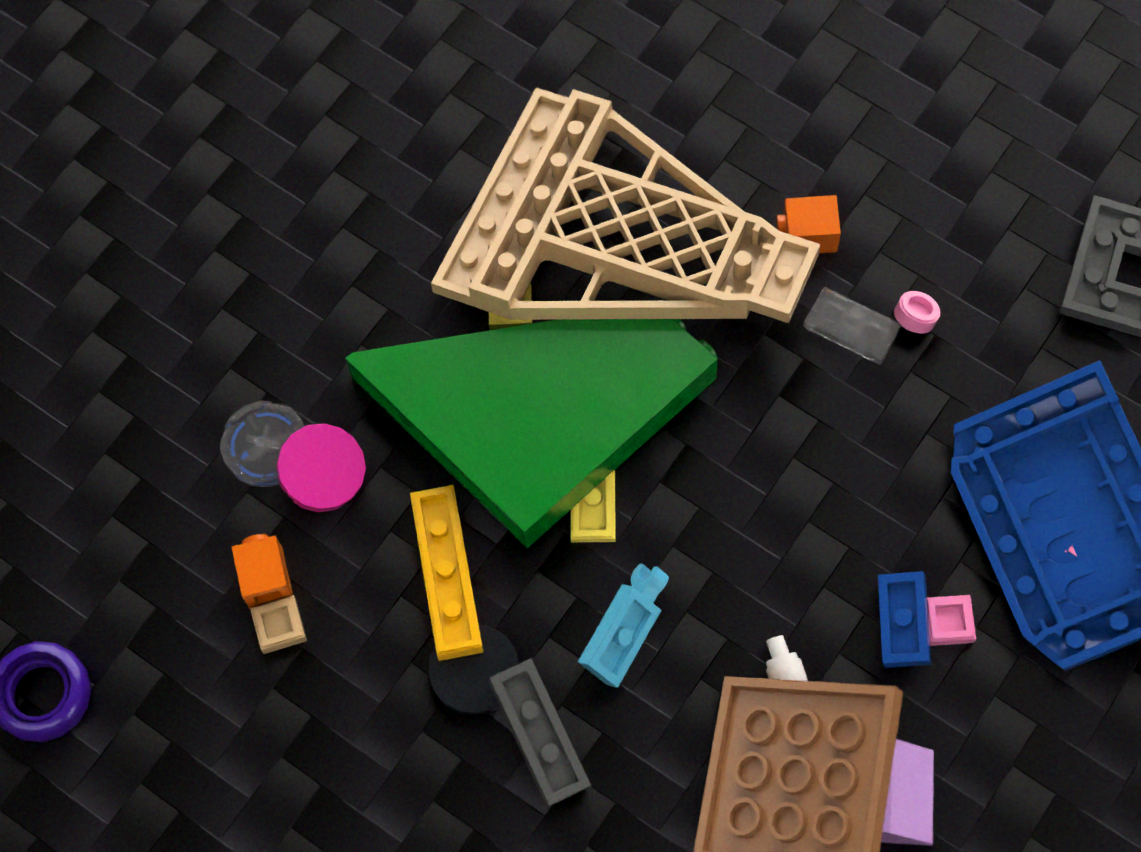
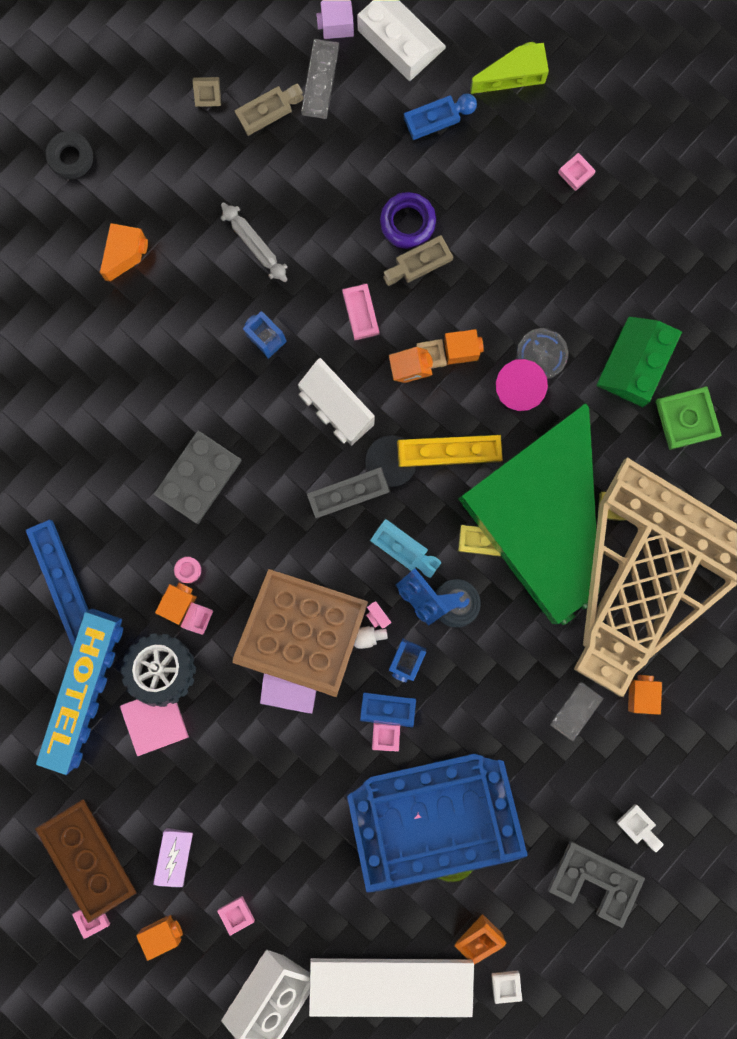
camera: 90 degrees right, 15 degrees up
(113, 662) = (419, 261): none -> dark tan plate
(209, 756) = (360, 312): none -> bright pink tile
(264, 289) = (639, 359): none -> green slope
(301, 650) = (411, 364): none -> orange brick
(354, 209) = (688, 418): none -> bright green plate
(381, 771) = (335, 403): none -> white slope
(705, 533) = (453, 603): none -> plate
(747, 655) = (377, 616): none -> bright pink plate
(815, 596) = (407, 660): none -> blue window
(917, 312) = (579, 752): bright pink tile -> none
(1017, 214) = (639, 826): none -> white plate

